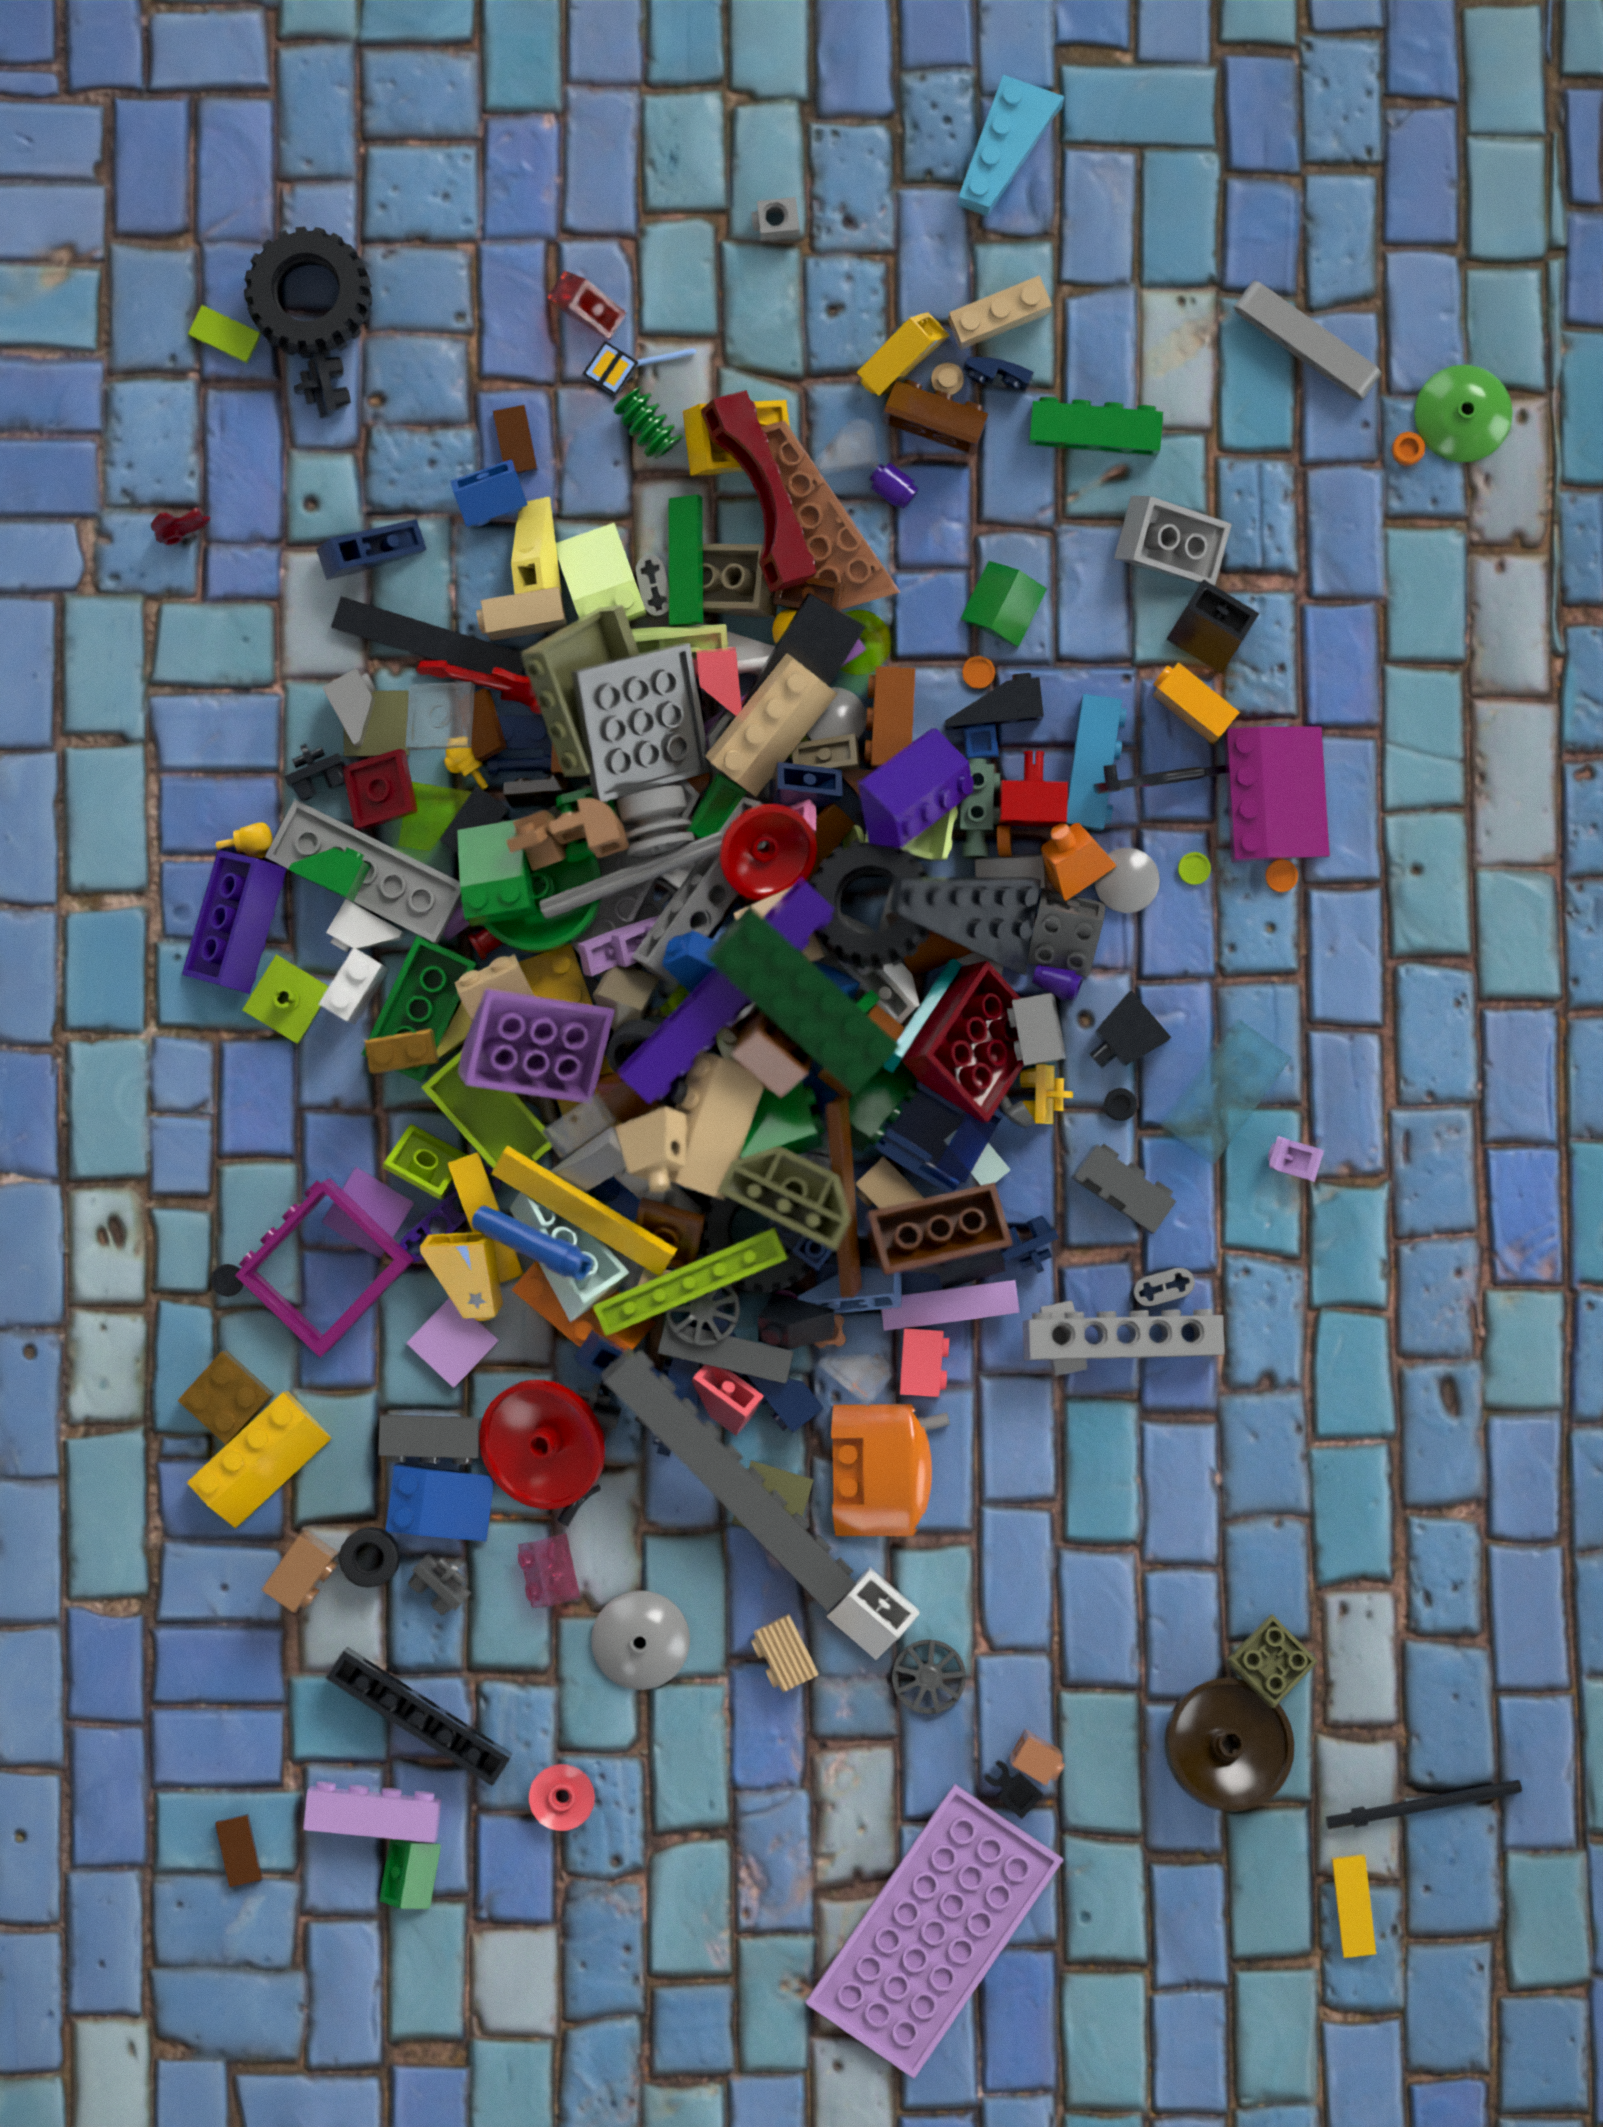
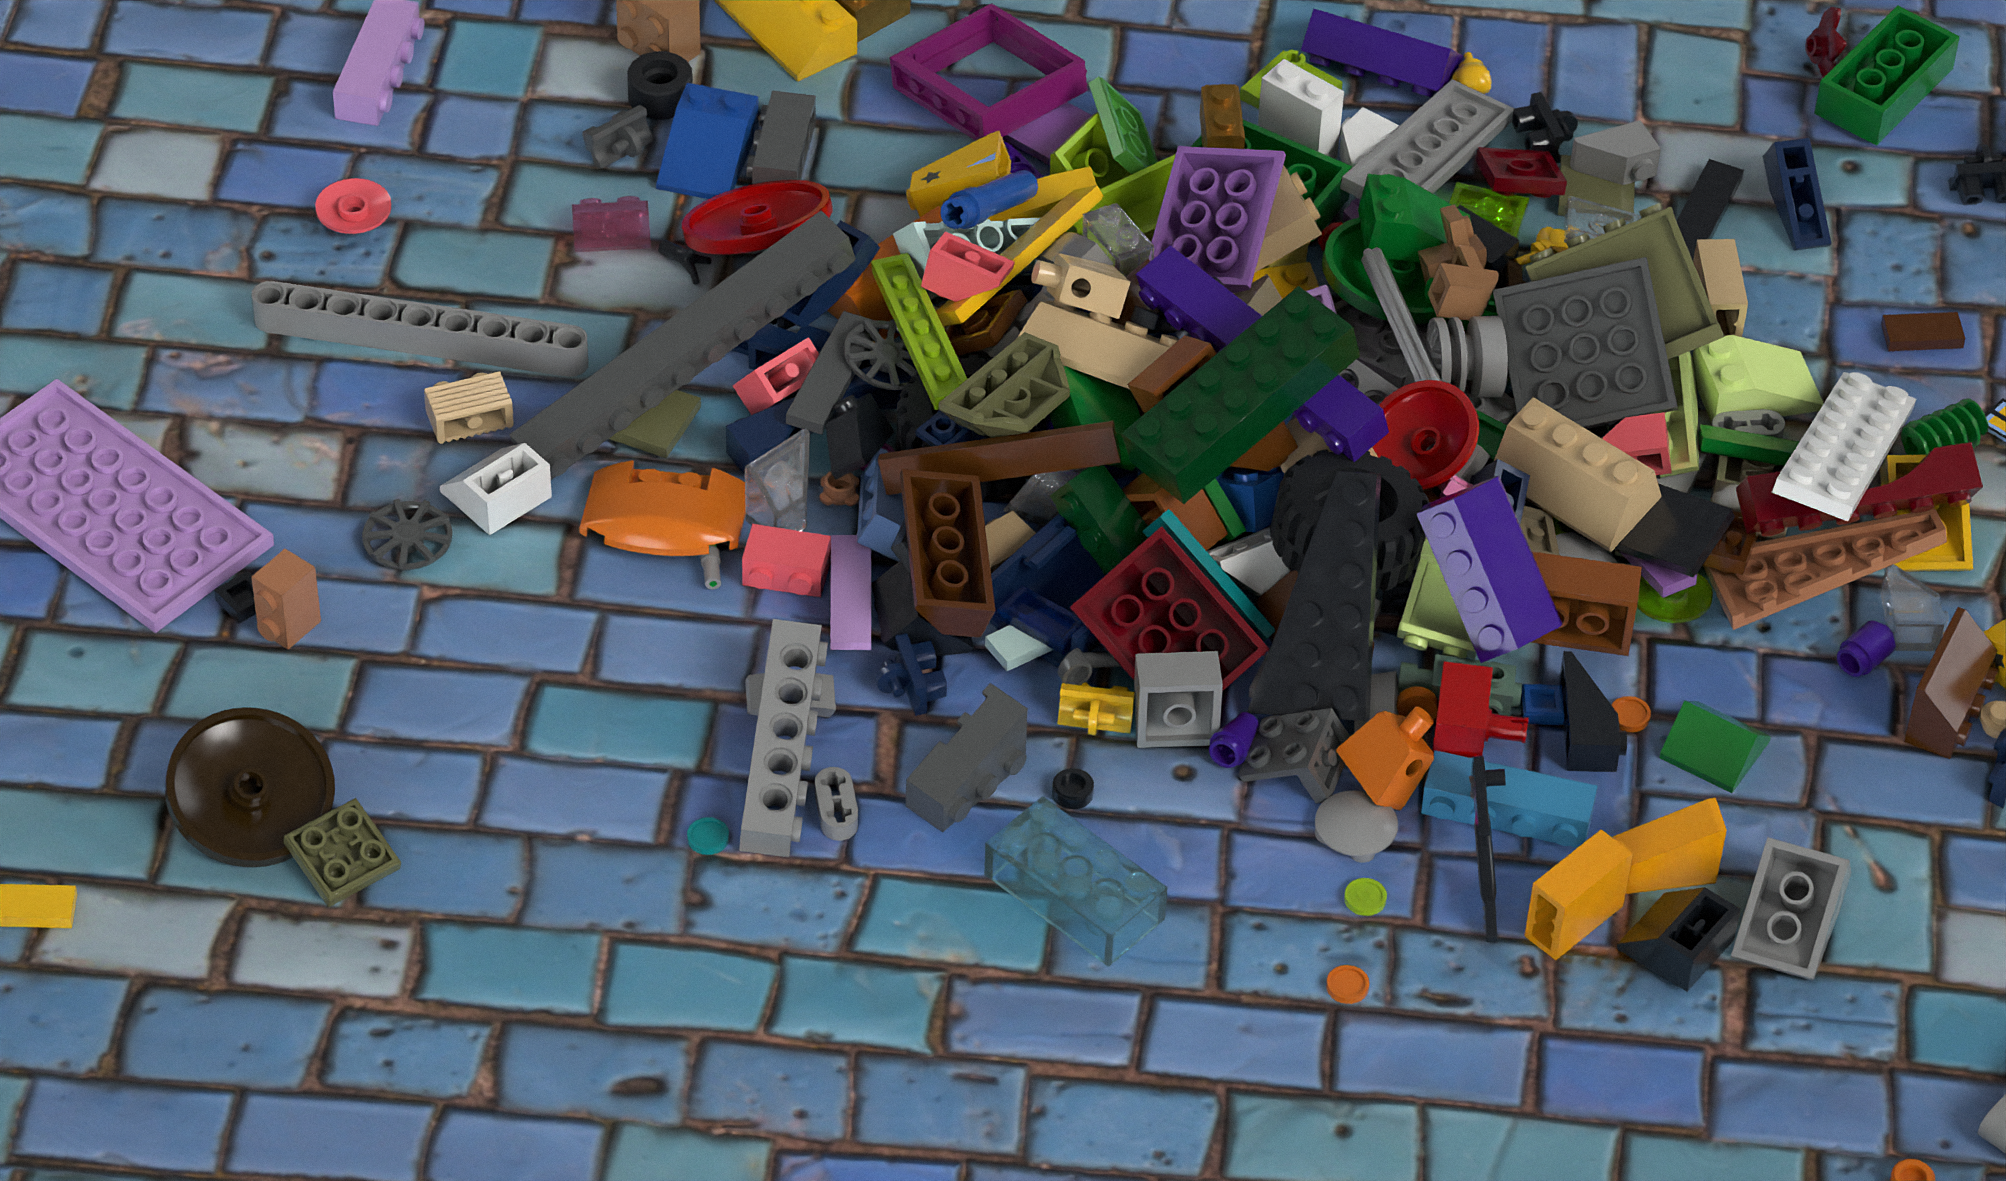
camera: 95 degrees right, 40 degrees down
(211, 471) = (1886, 75): none -> green brick
(334, 871) = (1429, 109): green slope -> none
(389, 1136) = (1123, 128): none -> bright green tile
(410, 1874) = (299, 88): panel -> none
(419, 1716) = (474, 99): black brick -> none
(452, 1343) = (880, 178): lavender tile -> none
(489, 493) = (1859, 290): blue brick -> none
(534, 549) = (1786, 322): light yellow slope -> none
(632, 1250) = (963, 269): none -> coral slope
(646, 1616) = (516, 288): light grey dish -> none
(700, 1727) = (420, 328): none -> light grey beam
(709, 503) = (1845, 445): none -> white plate
(1095, 427) = (1939, 850): green brick -> none
(1128, 1033) = (1164, 798): black torso -> none
(1137, 638) = (1676, 849): none -> light orange slope
(1205, 1382) = (708, 836): none -> teal piece
(1276, 793) = (1456, 978): magenta slope -> none
(1295, 1158) = (980, 942): lavender bracket -> none
(1360, 1816) = (120, 926): black bar -> none

